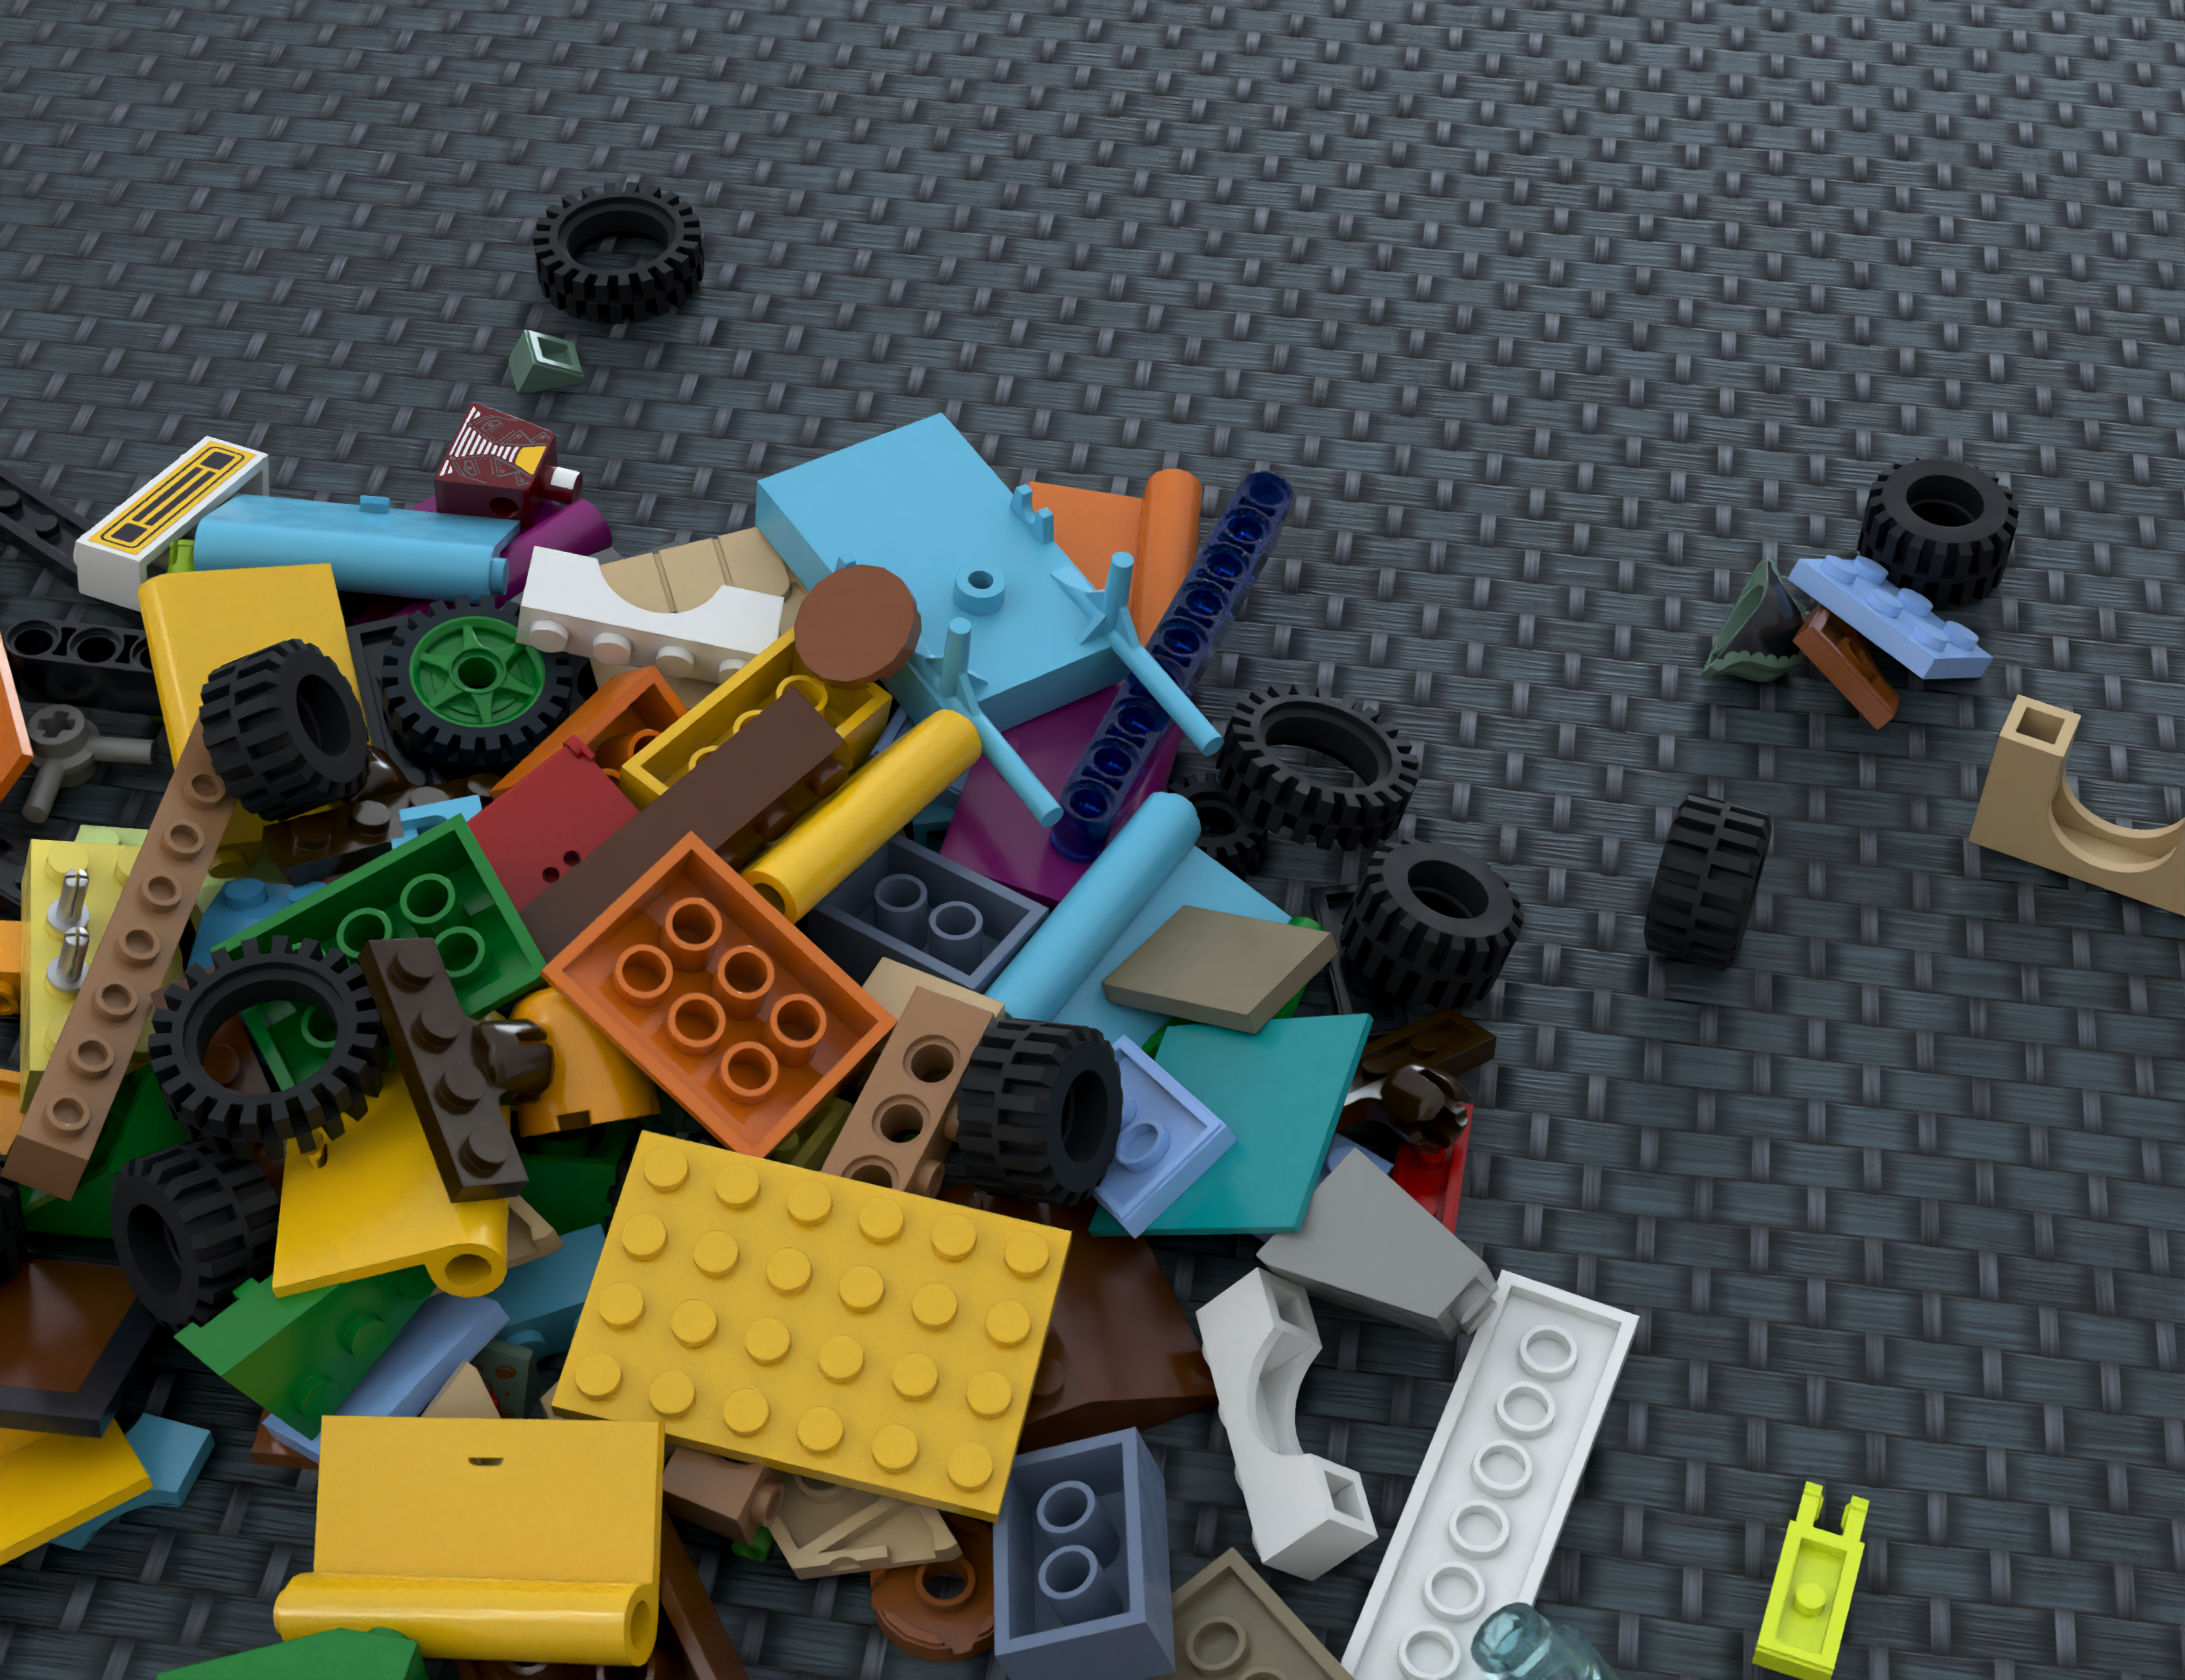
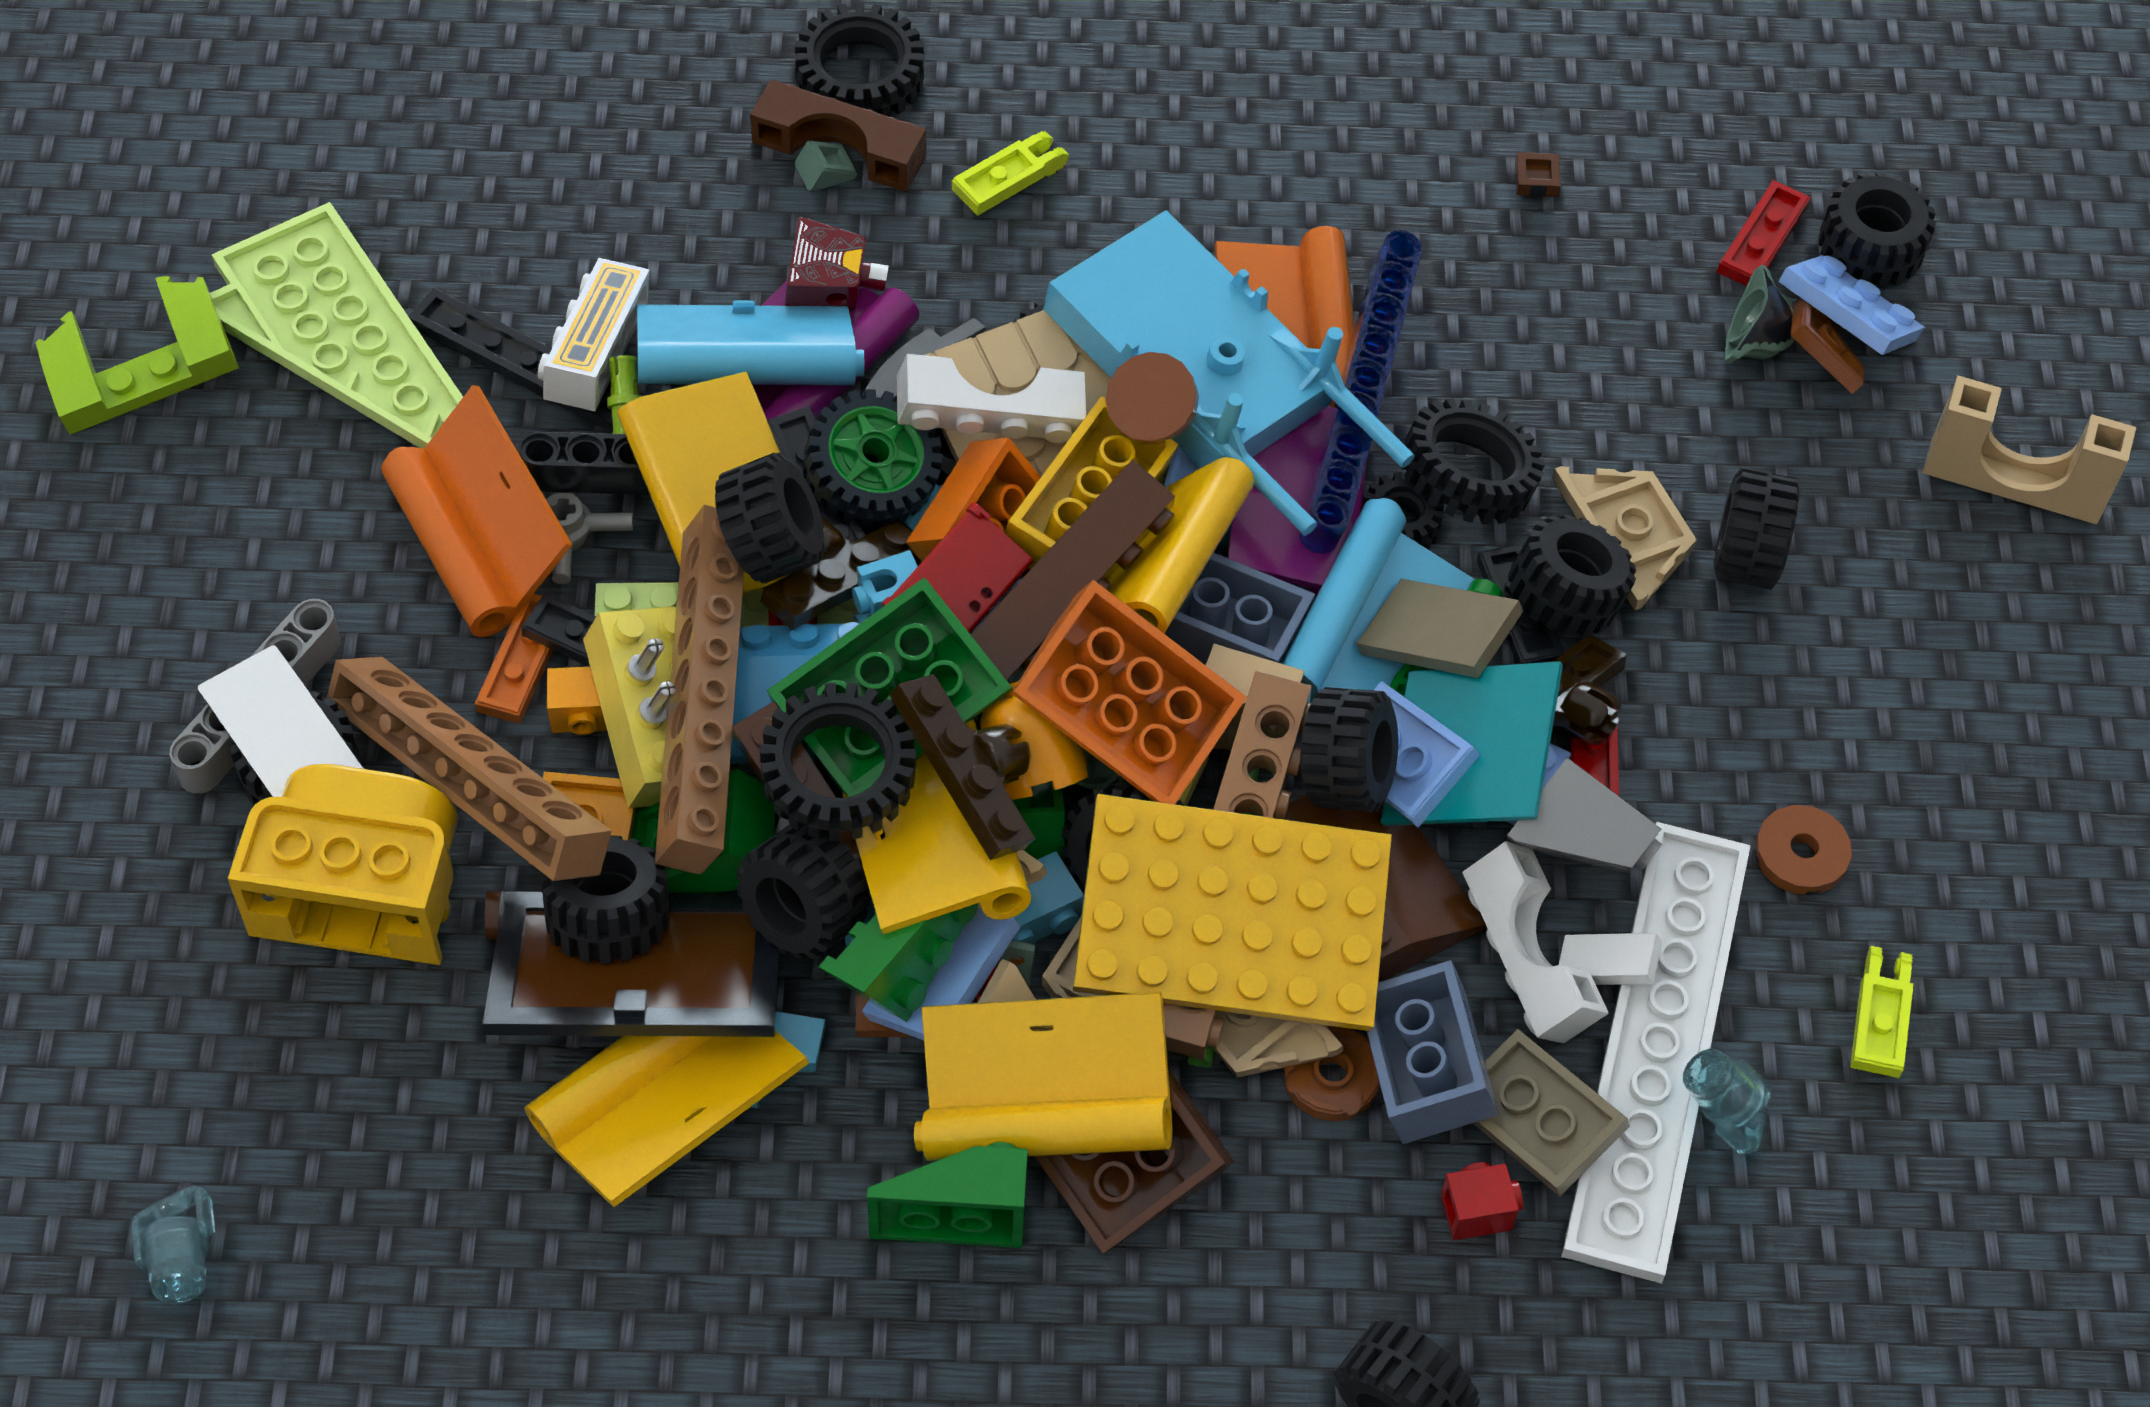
camera: 10 degrees left, 10 degrees up
(629, 346) = (792, 116): none -> reddish brown arch
(779, 385) = (1008, 172): none -> neon yellow hinge
(1403, 1456) = (1614, 957): none -> white tile
(1480, 437) = (1537, 174): none -> reddish brown plate
(1547, 861) = (1639, 515): none -> tan wing
(1731, 1300) = (1814, 829): none -> dark orange tile
(1784, 527) = (1764, 232): none -> red tile

